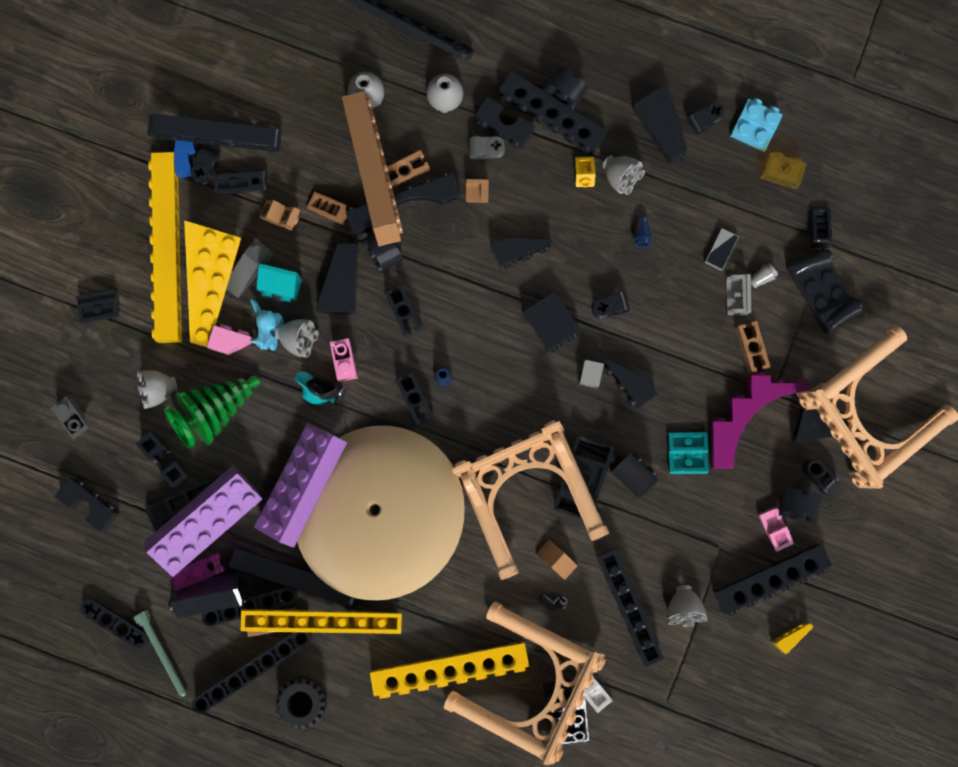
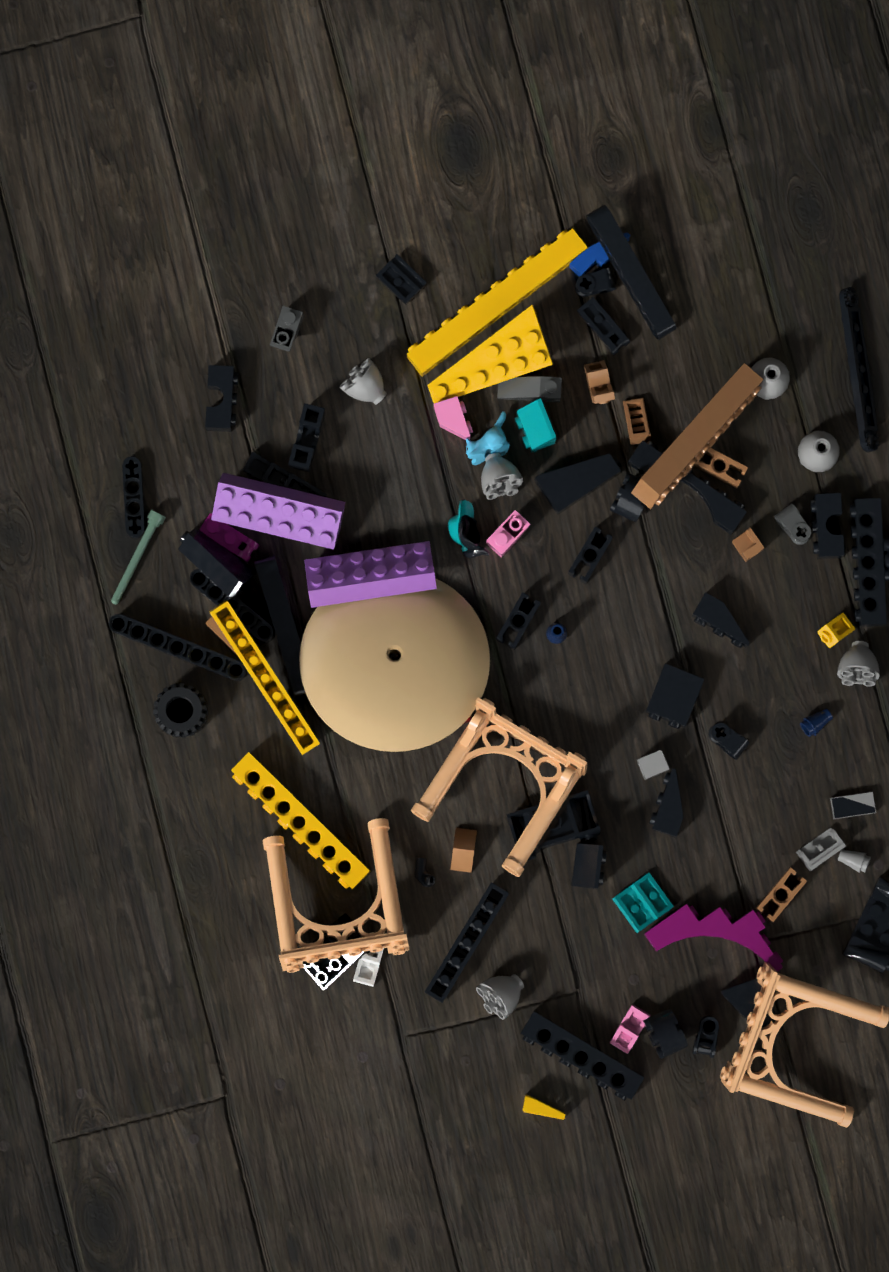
camera: 55 degrees right, 0 degrees up
(208, 409) = (378, 444): green plant -> none

